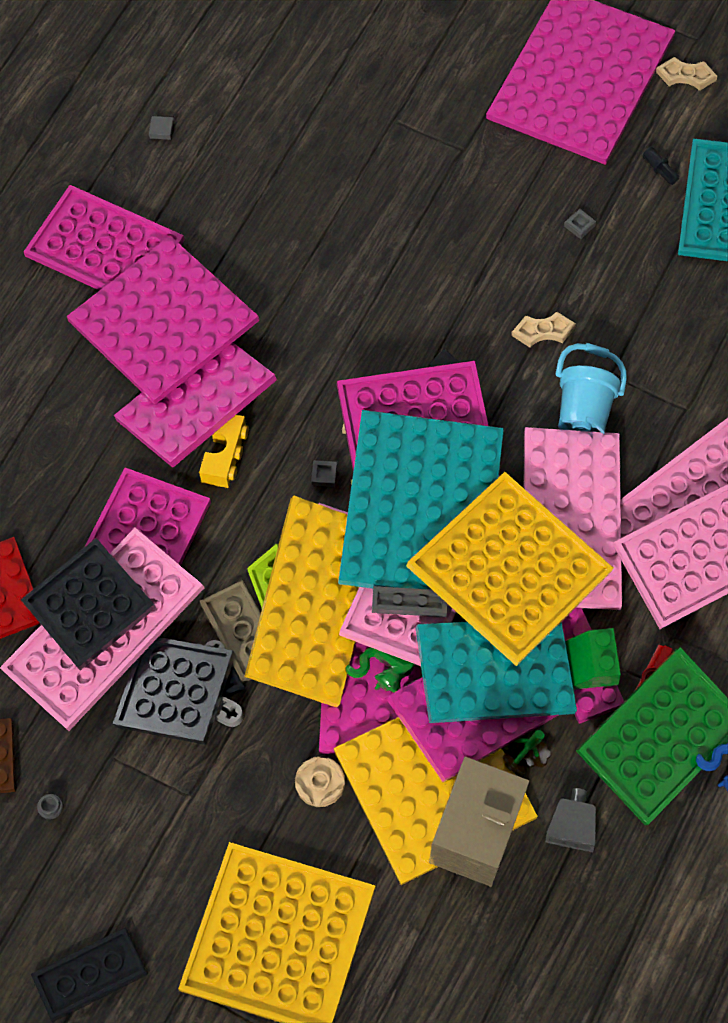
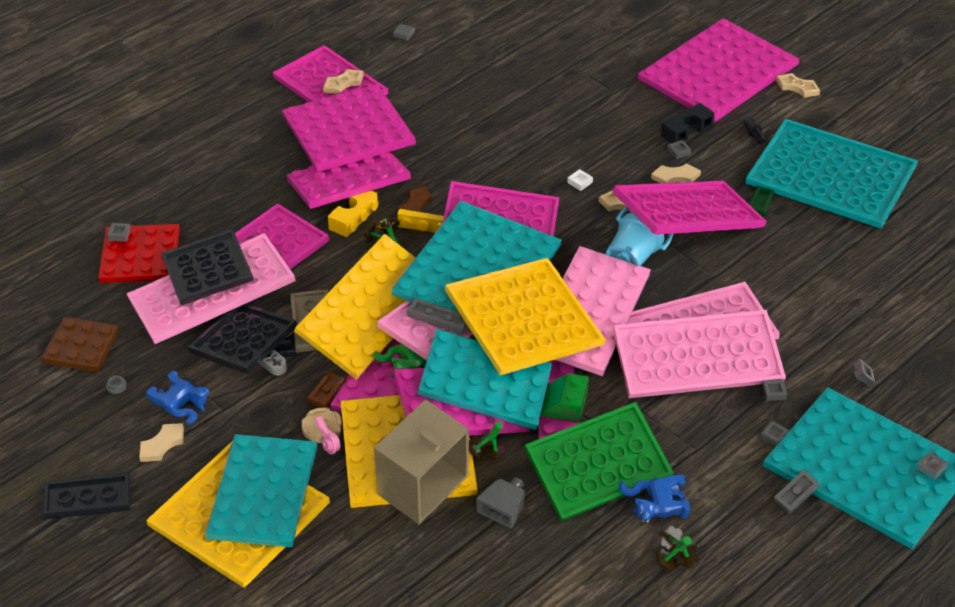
camera: 15 degrees right, 20 degrees down
(116, 249) = (337, 84): none -> tan tile
(133, 801) = (177, 396): none -> blue animal
(147, 859) = (168, 437): none -> tan tile
(279, 466) = (387, 225): none -> dark brown plant
(293, 401) = (417, 199): none -> reddish brown tile
(296, 904) = (262, 491): none -> teal plate
(305, 732) = (326, 390): none -> reddish brown plate
(315, 440) = (419, 220): none -> yellow plate
(324, 473) = (418, 242): dark grey plate -> none
(343, 805) = (331, 441): none -> bright pink plate
(480, 312) = (580, 180): none -> white plate
(581, 270) = (676, 174): none -> tan tile
(584, 167) = (696, 117): none -> black arch
(635, 330) = (688, 207): none -> dark pink plate
(705, 277) = (761, 200): none -> dark green tile

